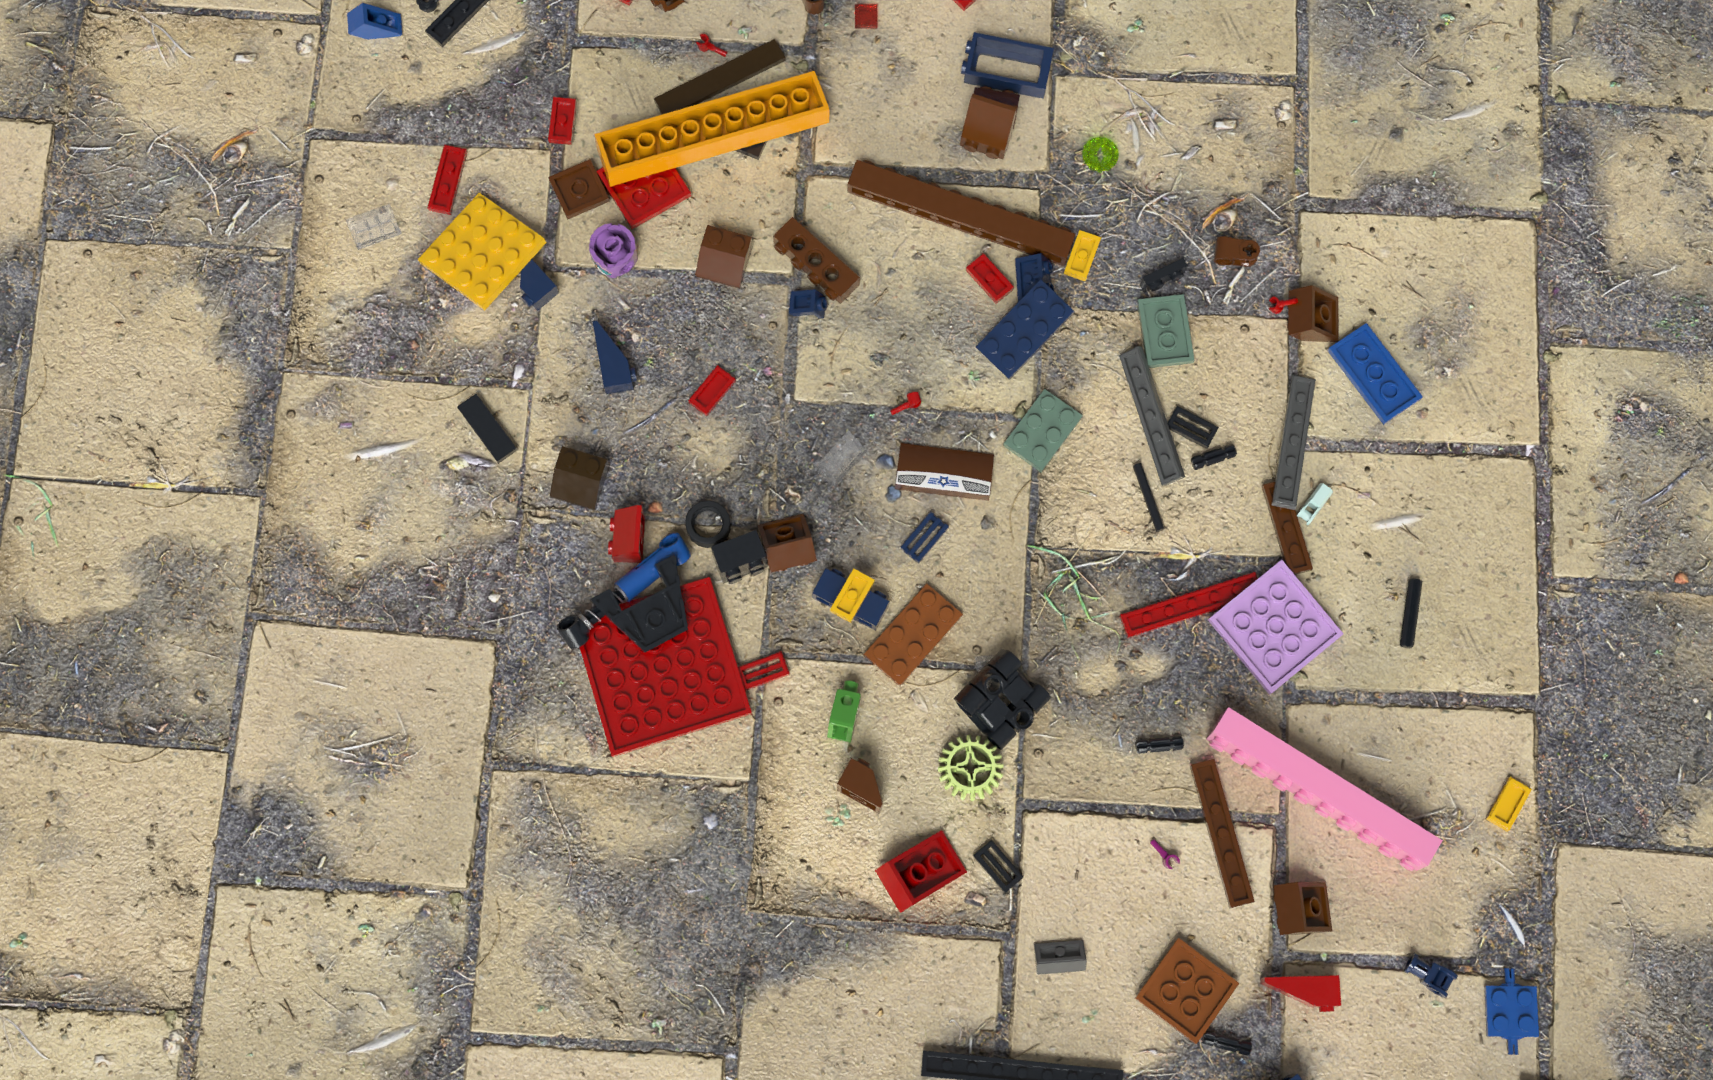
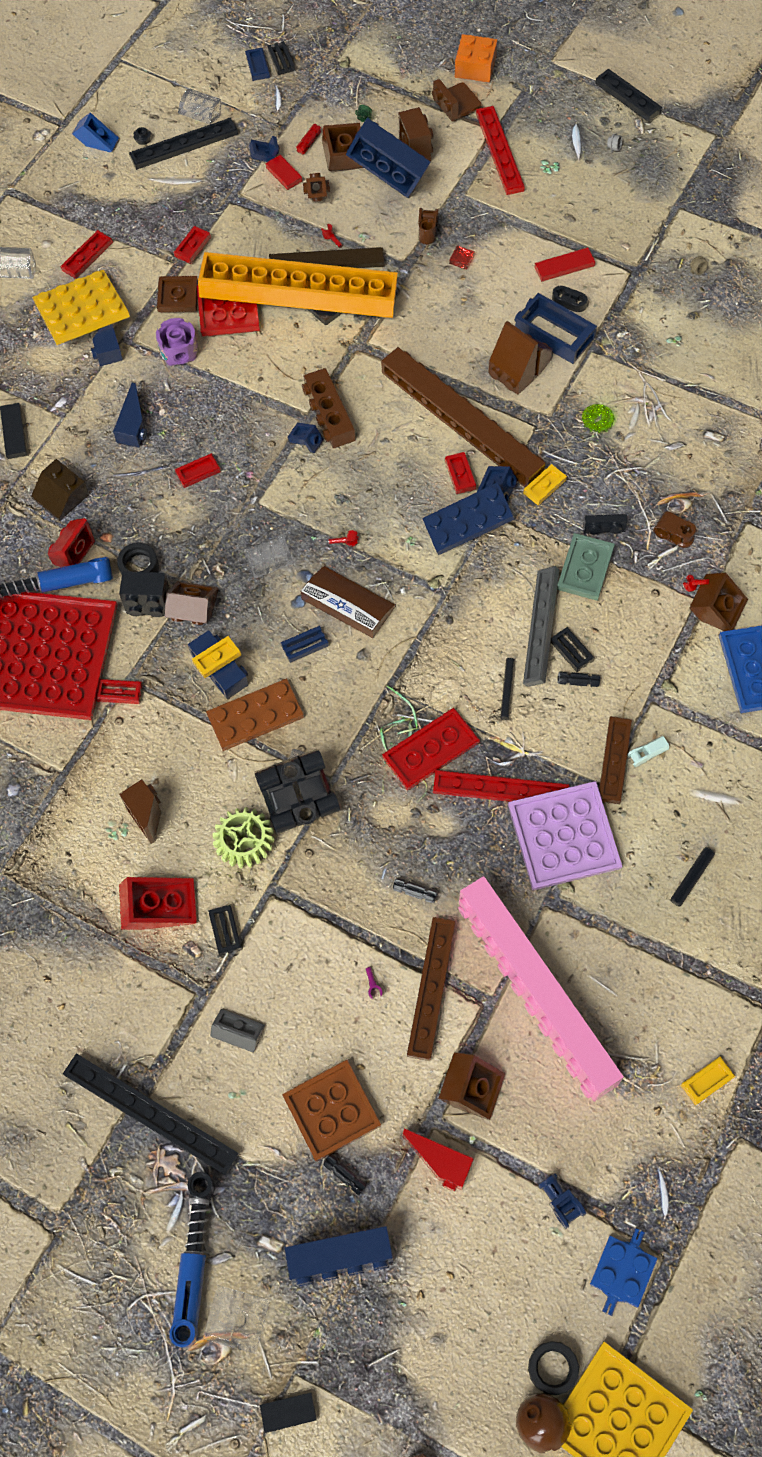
camera: 30 degrees right, 10 degrees down
(655, 617) = (51, 610): black wing -> none
(723, 256) = (259, 378): reddish brown slope -> none
(844, 712) = (162, 748): bright green torso -> none
(1005, 21) = (570, 298): none -> black beam
(1043, 430) = (445, 602): sand green plate -> none
(1104, 593) = (430, 748): none -> red tile
(1293, 442) = (652, 694): dark grey tile -> none

